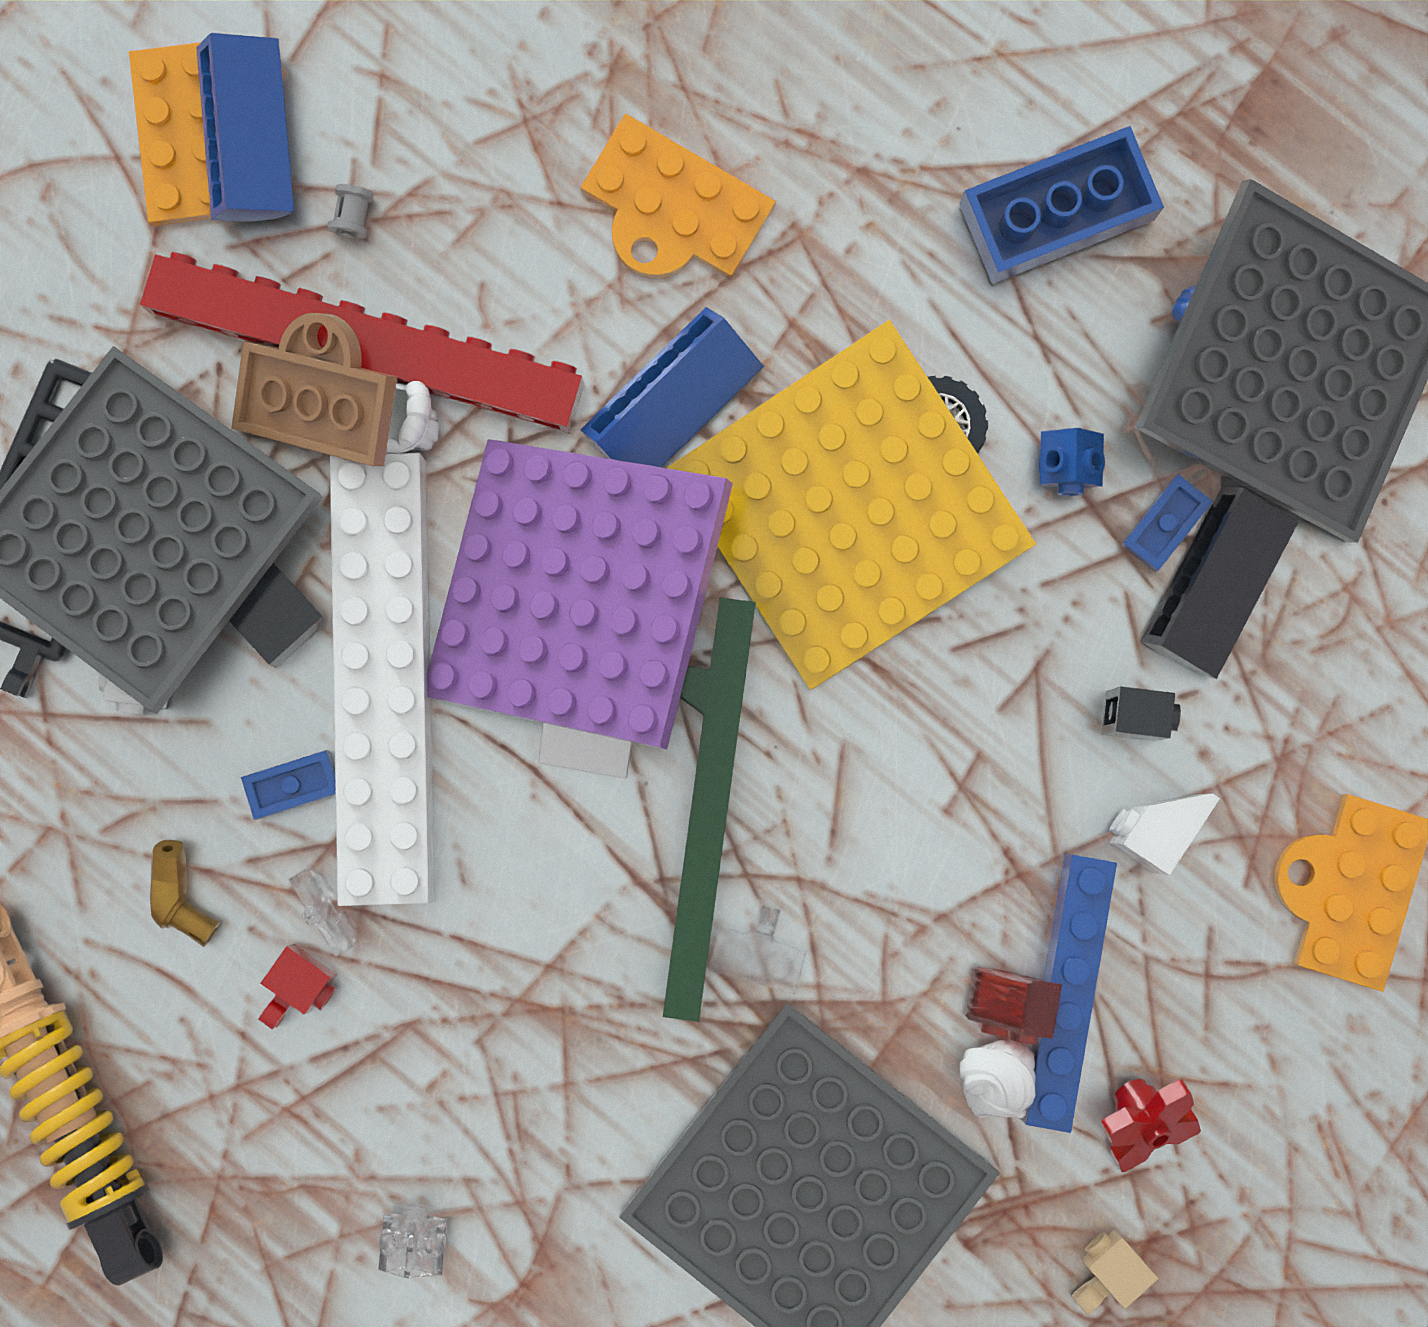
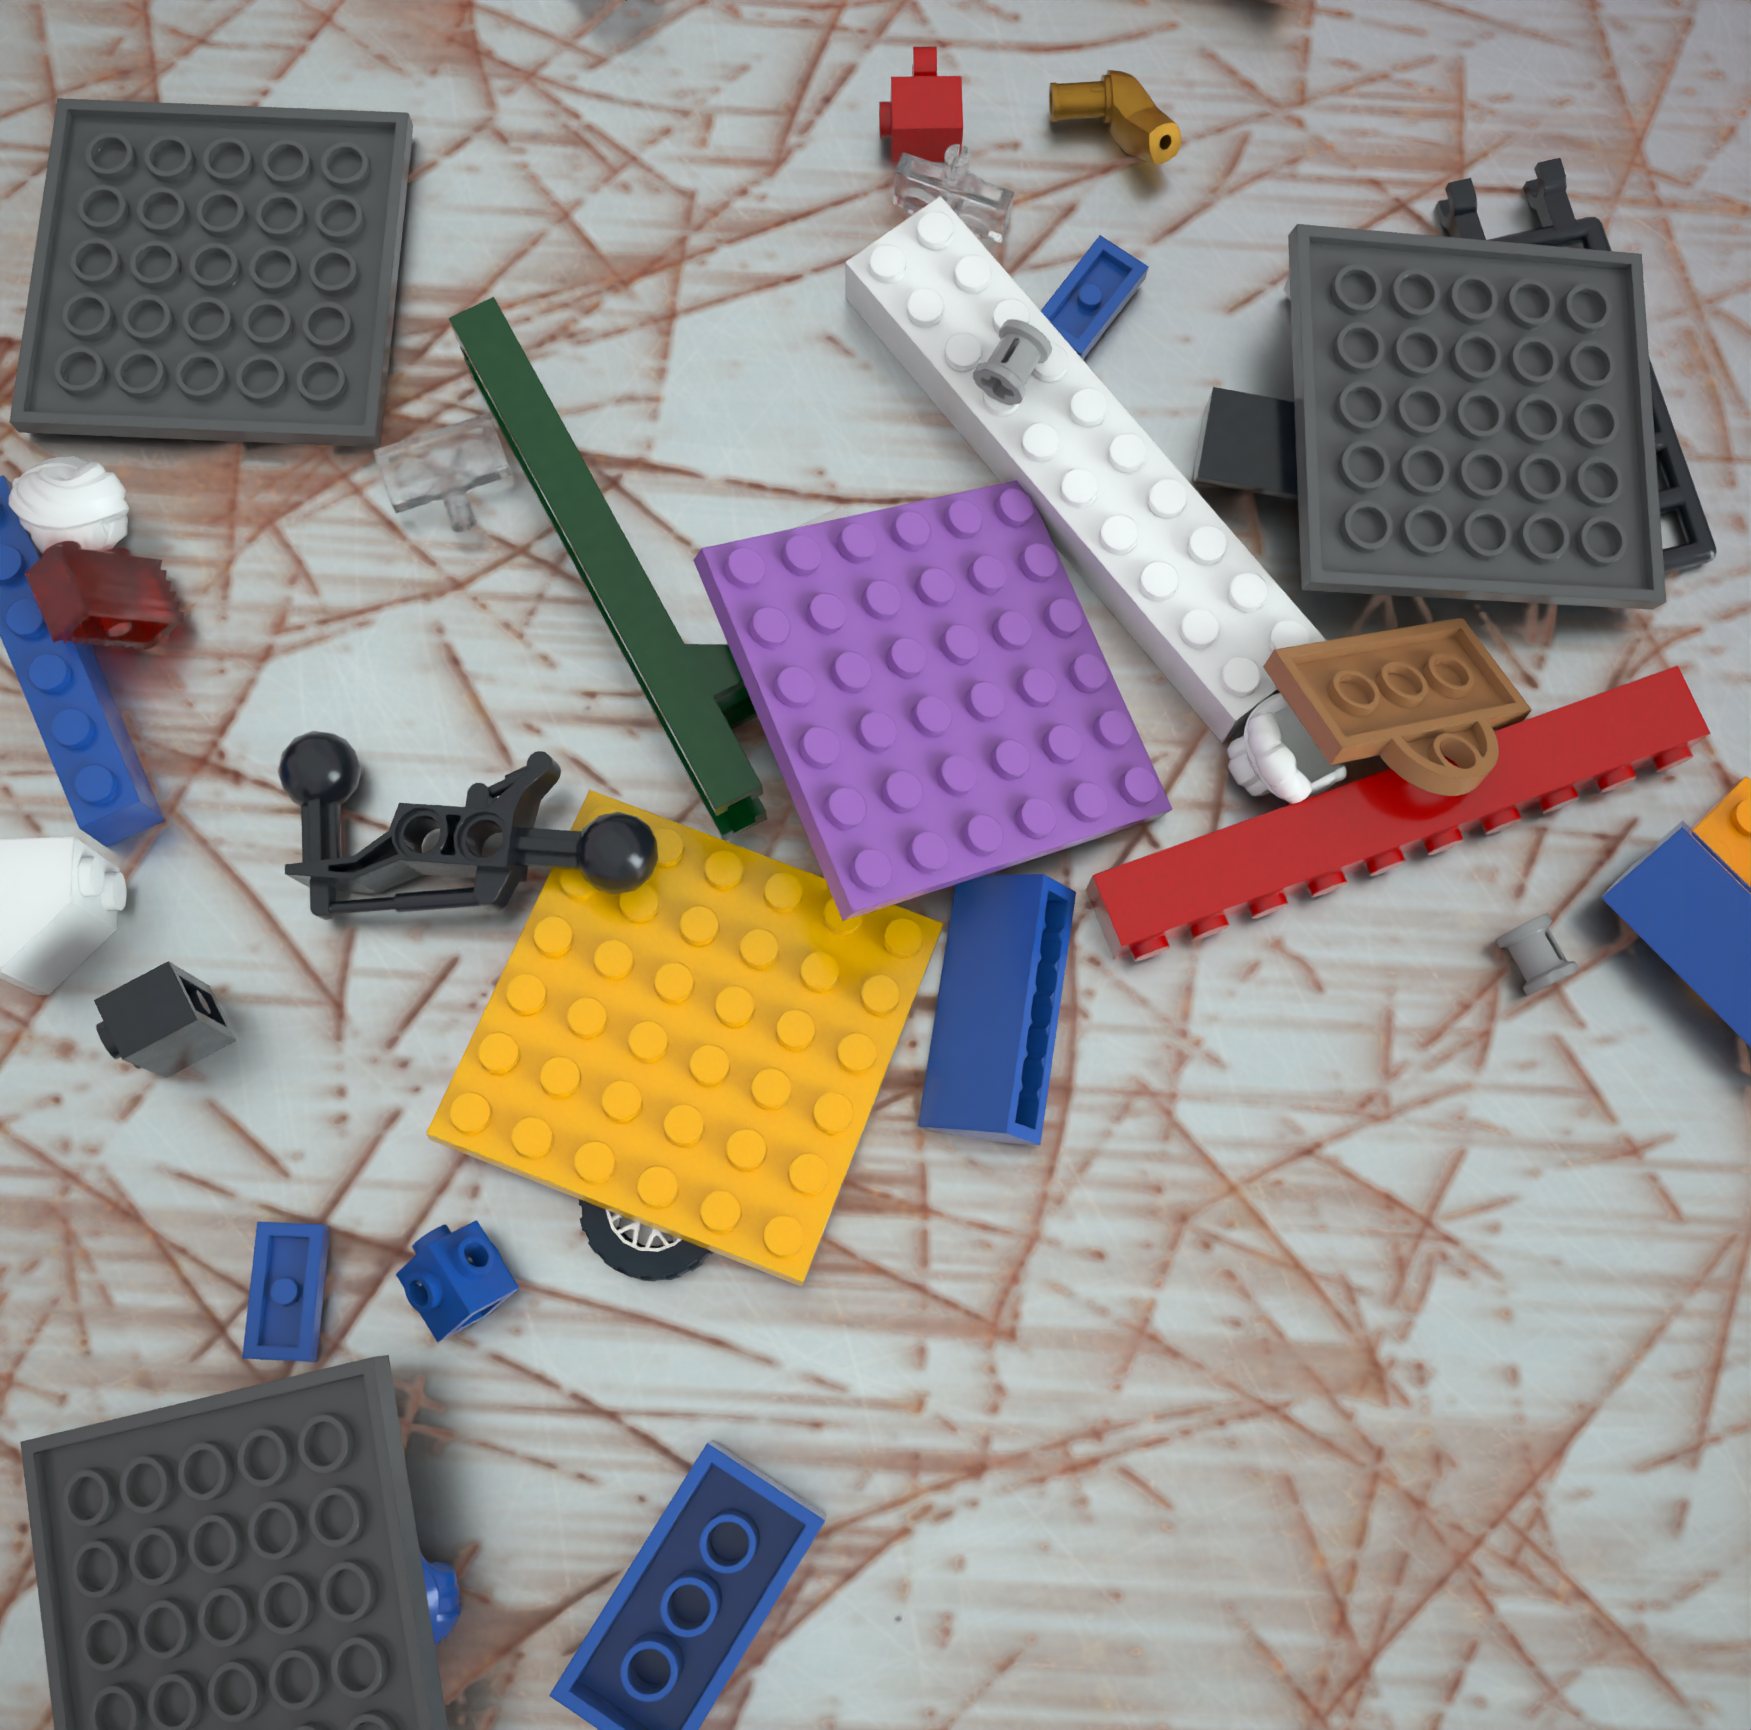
camera: 140 degrees right, 10 degrees down
(374, 764) = (1012, 362): none -> light grey bush
(674, 203) = (1175, 1249): light orange plate -> none
(957, 808) = (323, 772): none -> black piece
(1219, 581) = (171, 1264): black brick -> none

